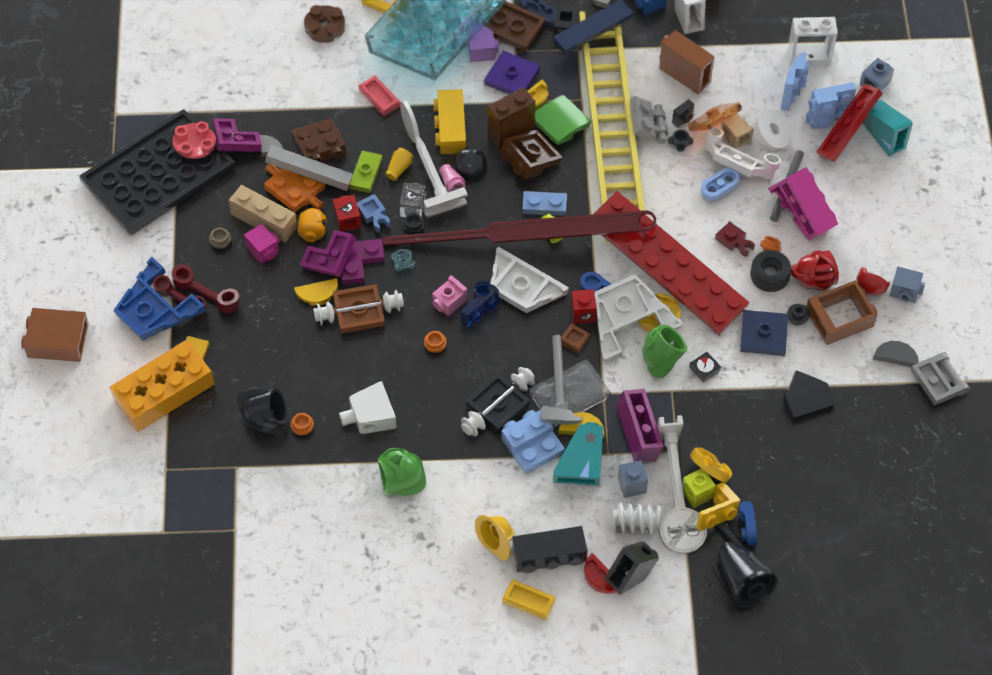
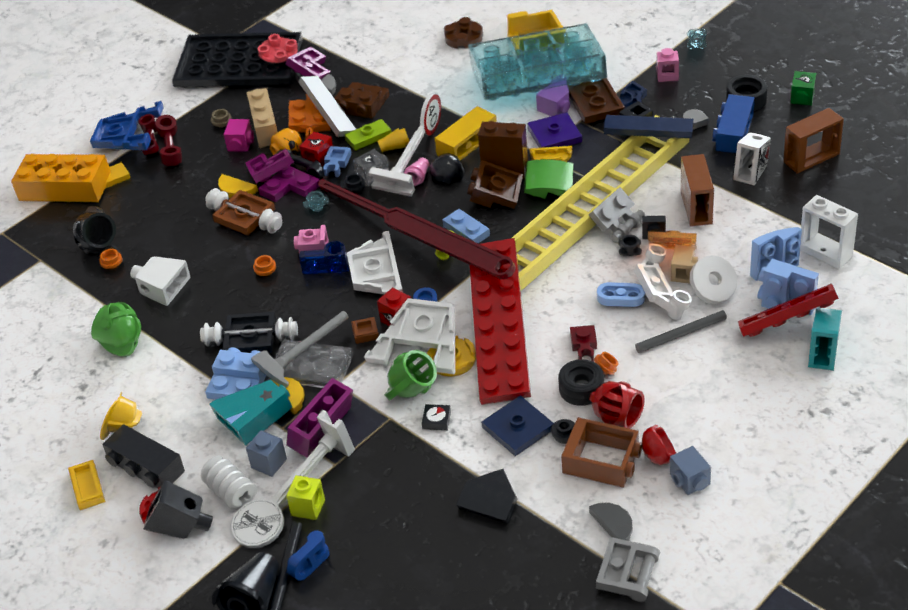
camera: 50 degrees right, 15 degrees down
(55, 334) = (51, 113): dark orange brick -> none
(367, 231) = (313, 167): none -> black bar
(379, 95) = (445, 90): coral tile -> none
(709, 463) = (333, 485): yellow tile -> none
(725, 508) = (292, 525): yellow bracket -> none
(806, 203) = (670, 346): dark pink wedge -> none
(877, 74) = (867, 296): sand blue brick -> none

